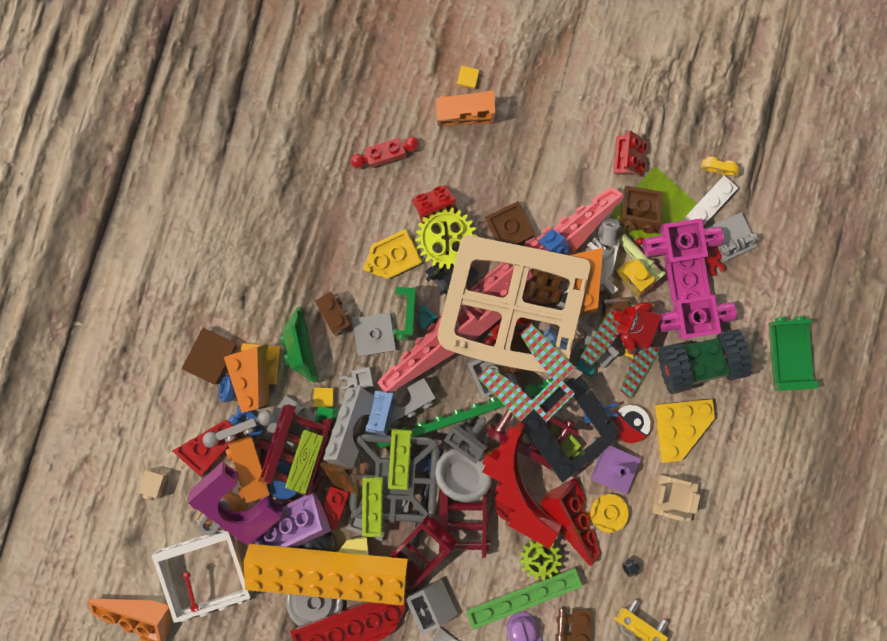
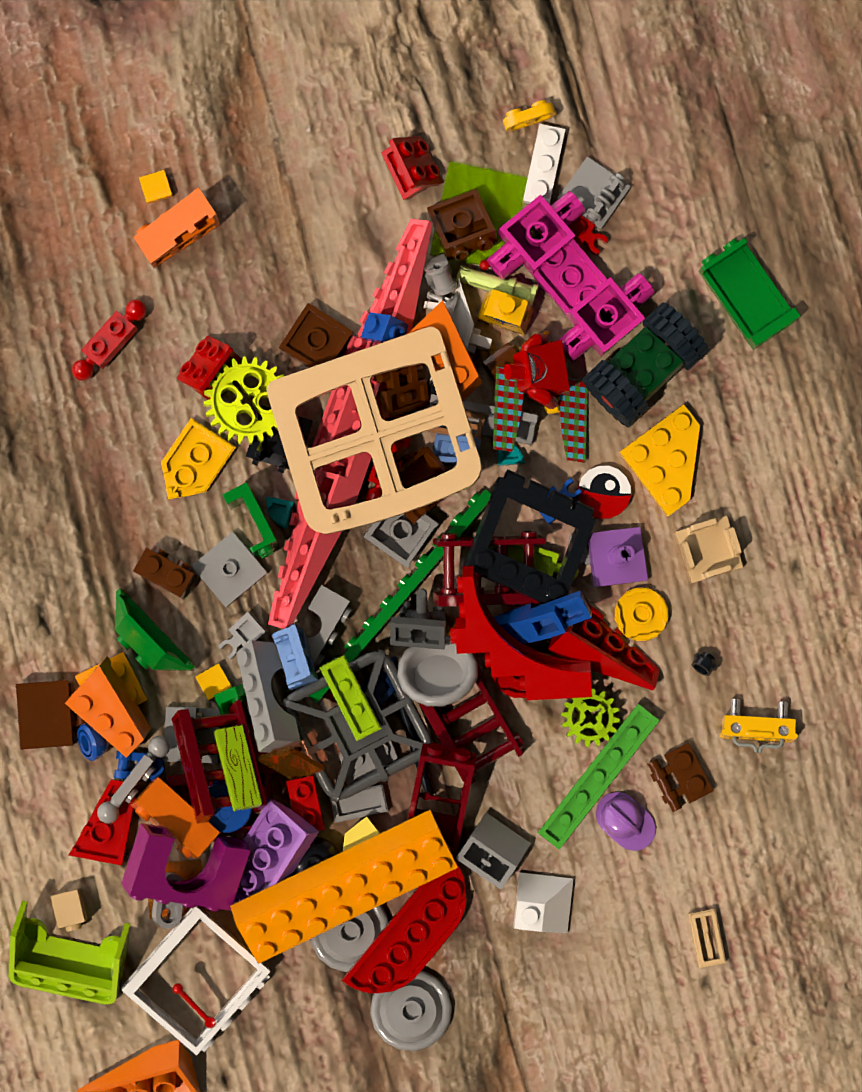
camera: 30 degrees left, 0 degrees up
(129, 516) = (64, 964): none -> lime windscreen
(372, 506) = (351, 774): lime tile -> none
(513, 397) = (444, 542): piece -> none
(548, 483) = (546, 620): none -> blue slope

